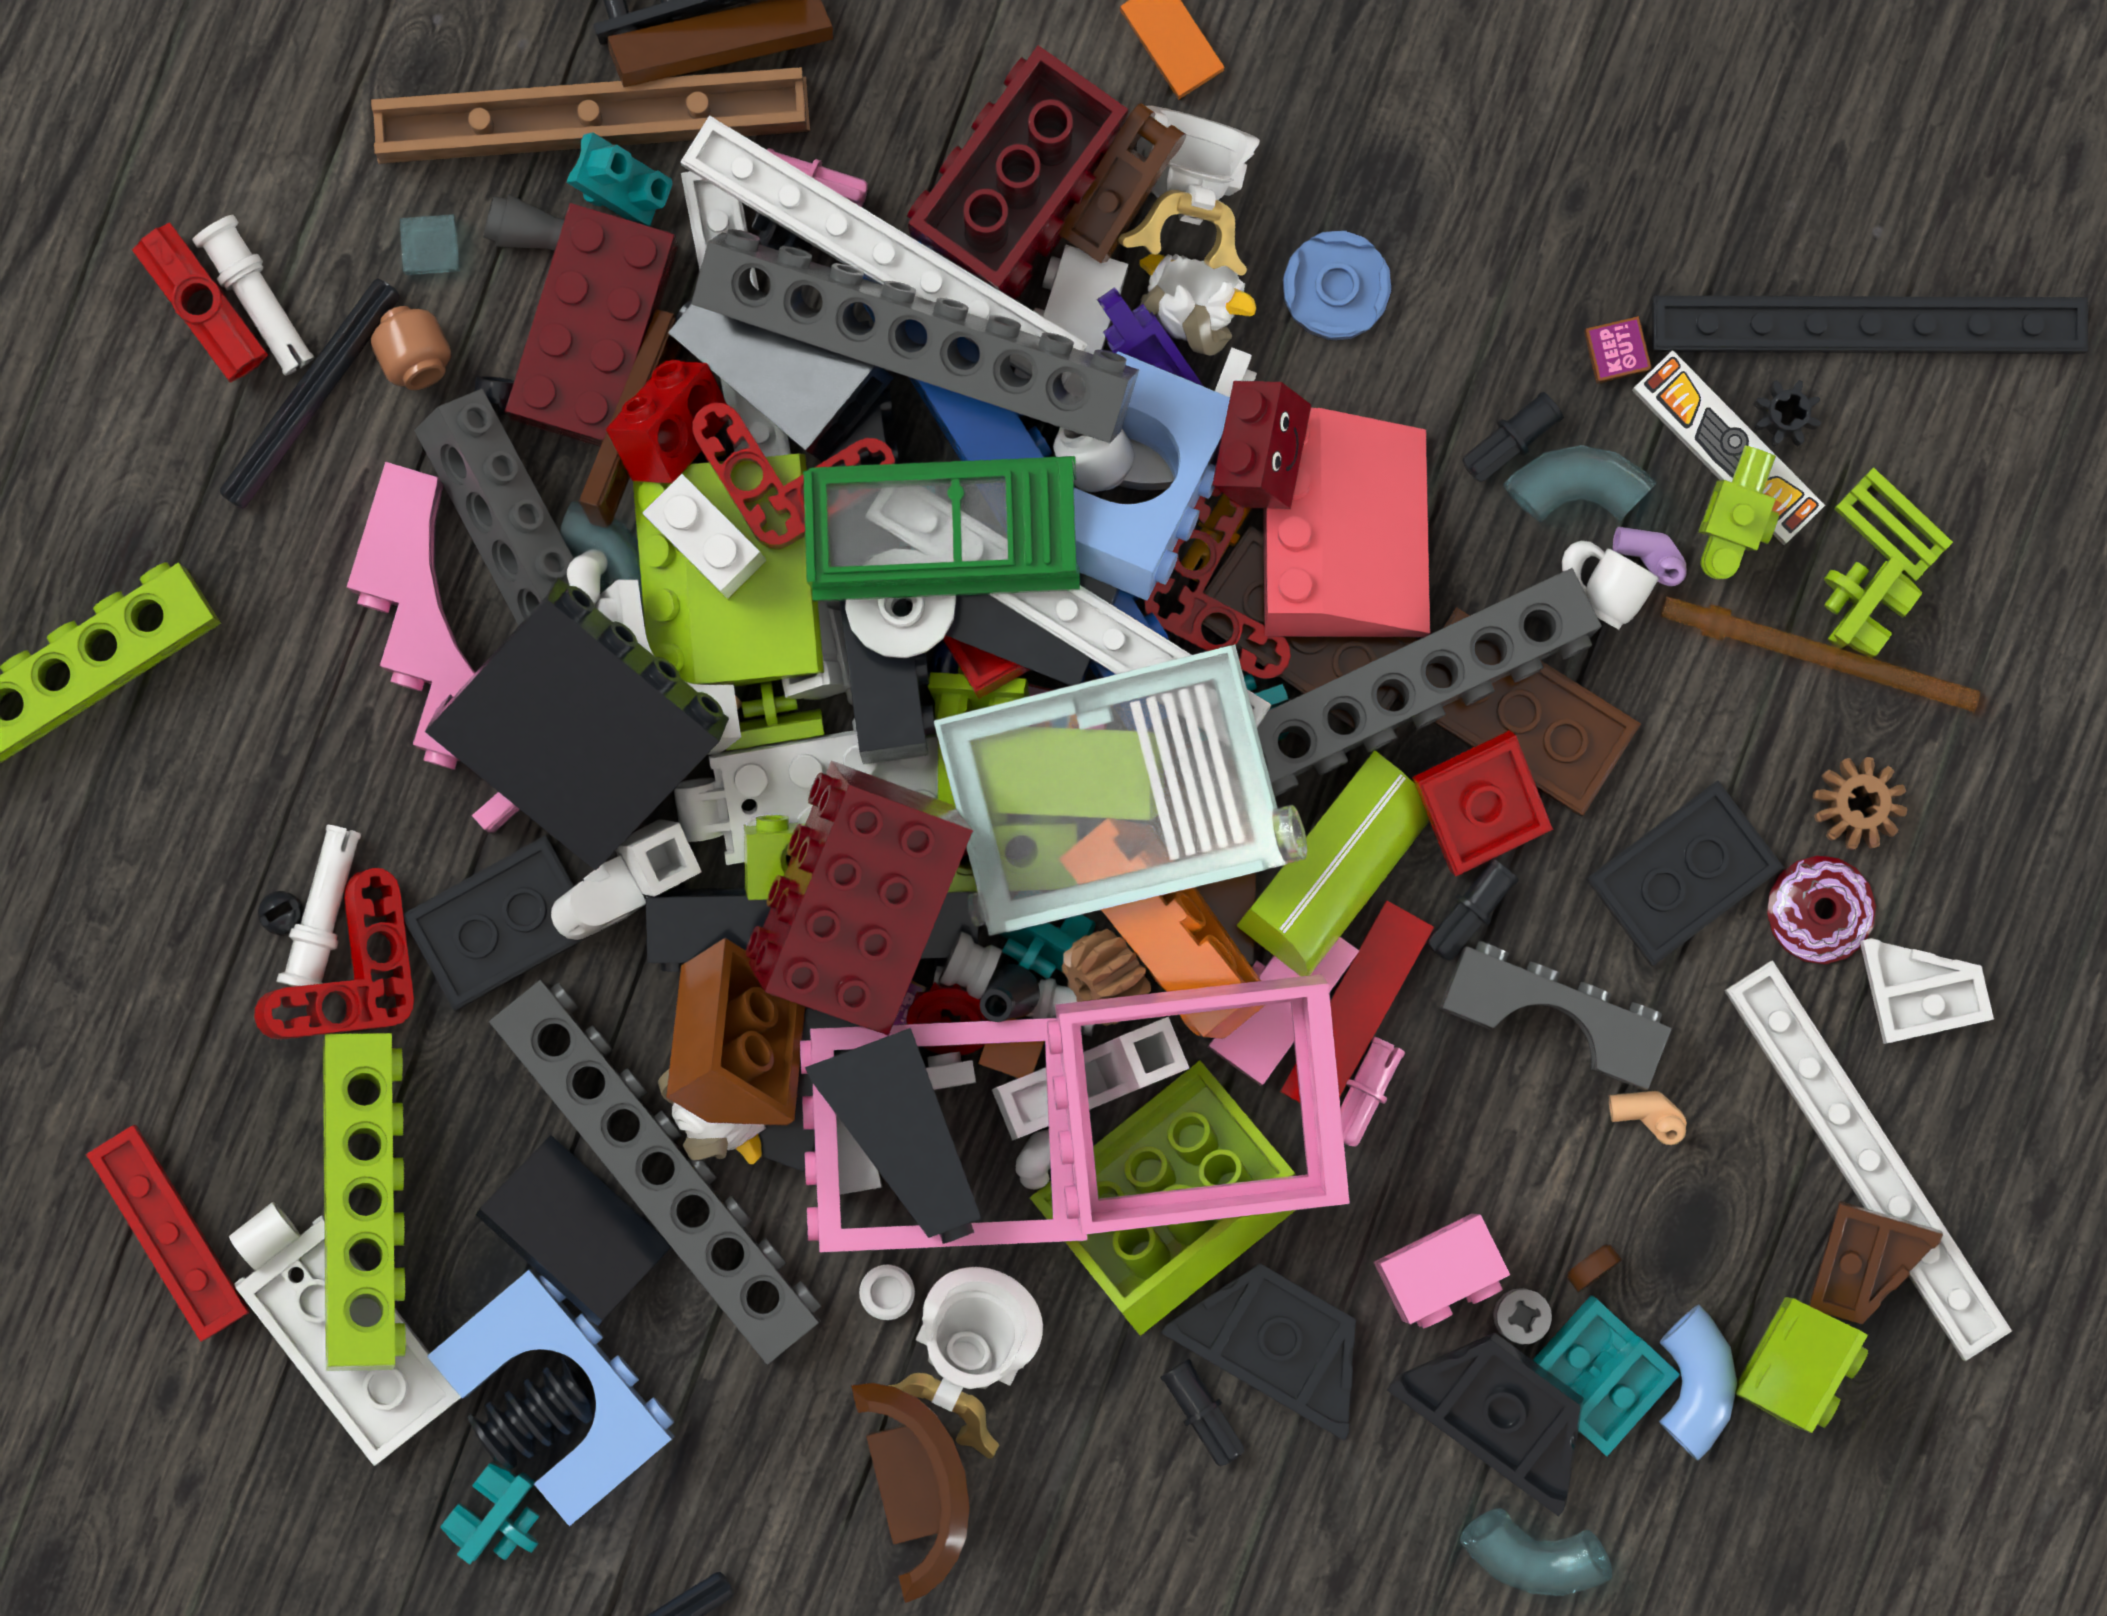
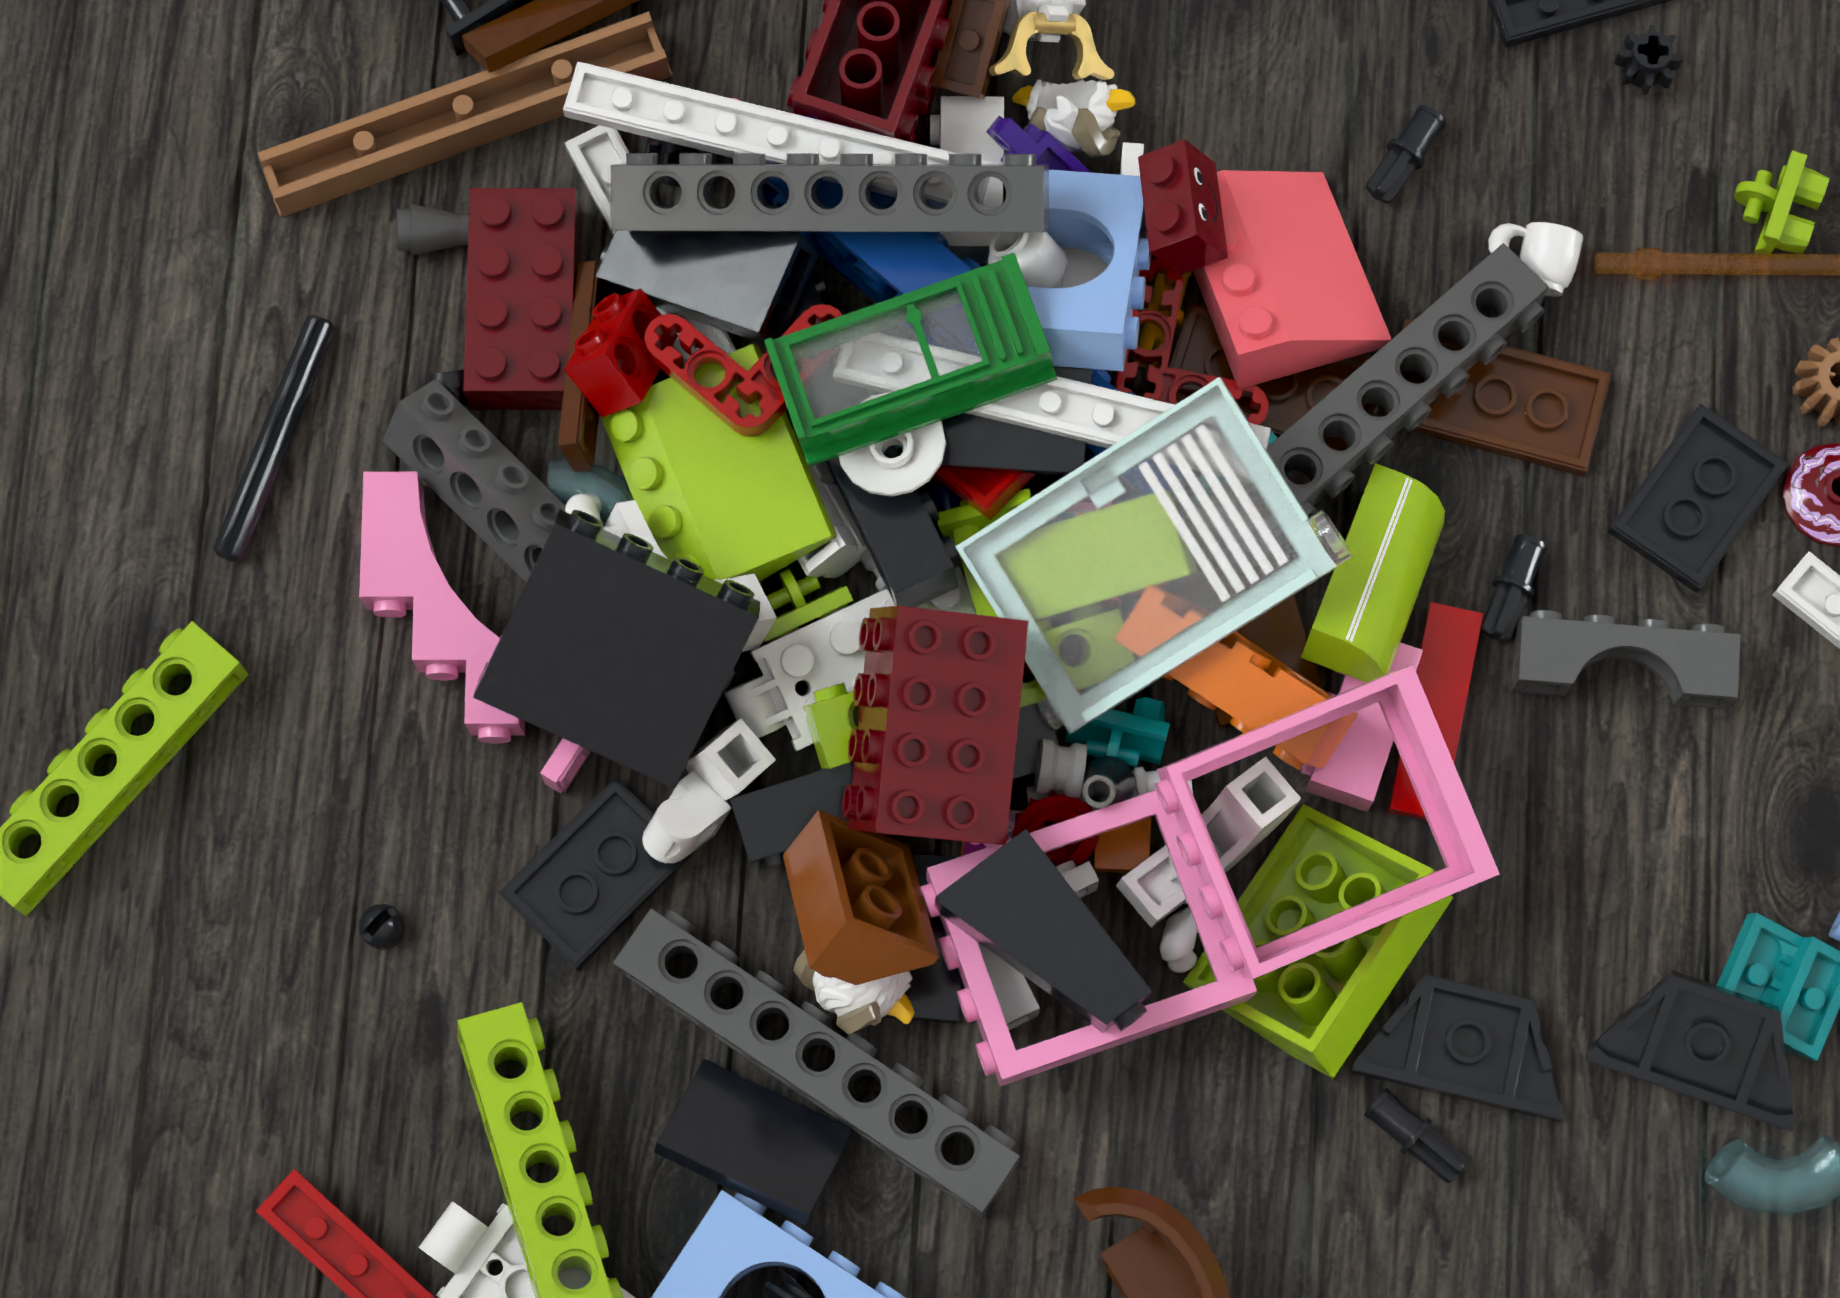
camera: 10 degrees left, 10 degrees down
(181, 275) = (170, 401): red piece -> none
(241, 272) = (180, 347): white pin -> none
(315, 935) = (420, 936): white pin -> none
(362, 991) = (480, 972): red beam -> none
(411, 348) = (358, 367): nougat head -> none
(429, 244) = (348, 273): clear light blue tile -> none
(618, 181) = (505, 160): teal hips -> none
(704, 536) = (686, 438): white brick -> none
(887, 1292) = (1074, 1113): white tile -> none
(976, 1332) = (1176, 1122): white helmet -> none
(1103, 968) = (1187, 727): medium nougat gear -> none
(1336, 285) = (1199, 70): medium blue tile -> none
(1368, 1089) = (1474, 767): bright pink axle -> none
(1442, 1270) = (1595, 928): bright pink brick -> none
(1482, 803) = (1490, 484): red tile -> none
(1510, 1310) = (1683, 956): light grey wheel -> none
(1575, 475) = (1479, 167): clear light blue cylinder -> none
(1593, 1267) = (1742, 884): reddish brown tile -> none
(1617, 350) = (1474, 52): tile -> none
(1654, 1111) = (1746, 723): light nougat arm -> none
(1655, 551) = (1572, 214): lavender arm -> none
(1719, 438) = (1604, 108): tile -> none
(1738, 515) = (1637, 158): lime piece -> none
(1907, 509) = (1782, 114): lime tile -> none

